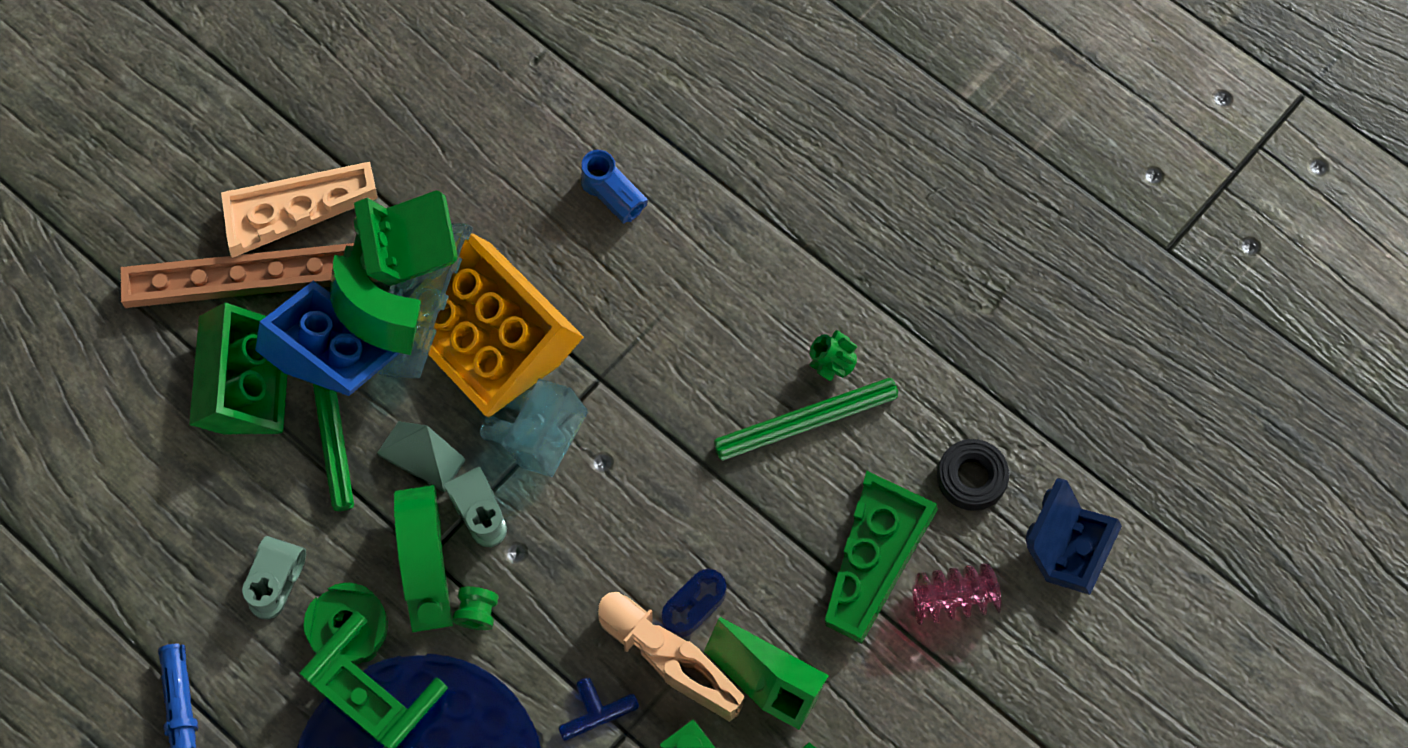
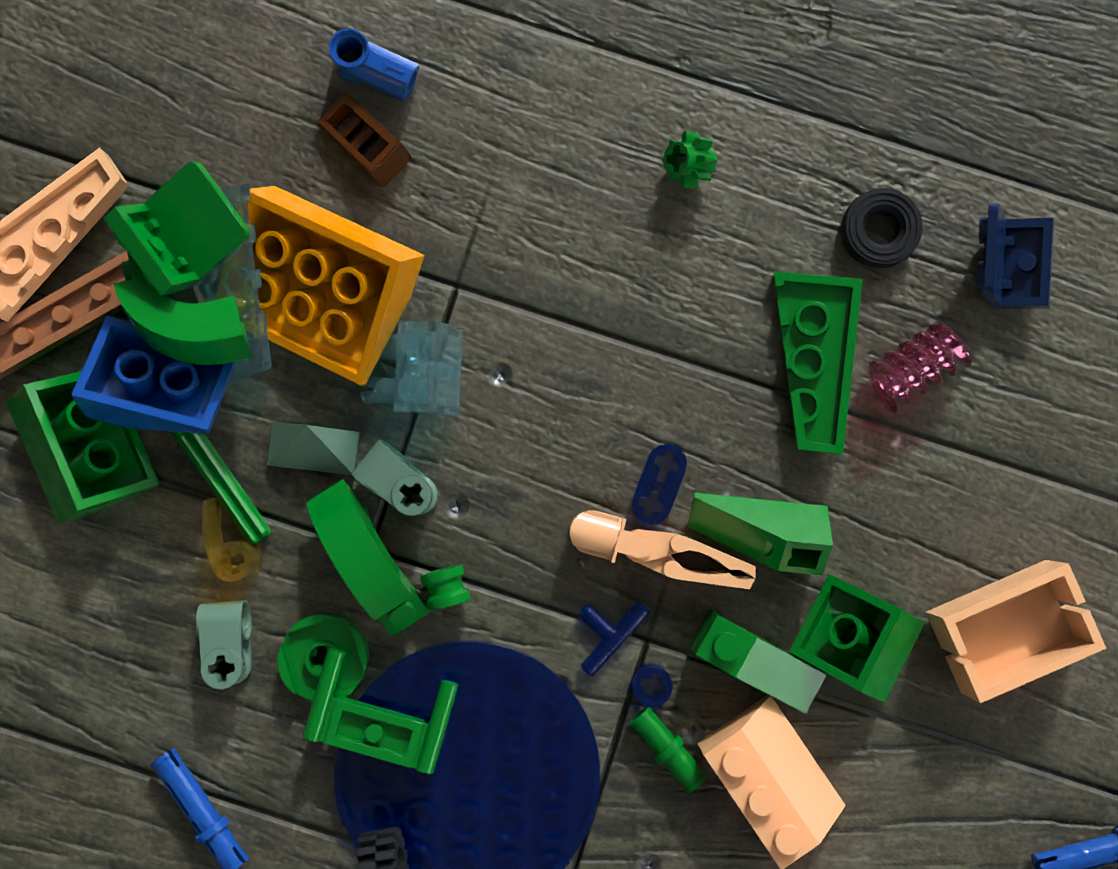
camera: 25 degrees left, 20 degrees up
(308, 501) = (220, 553): none -> clear yellow panel
(588, 258) = (383, 159): none -> reddish brown slope
(805, 418) = (688, 239): green axle -> none

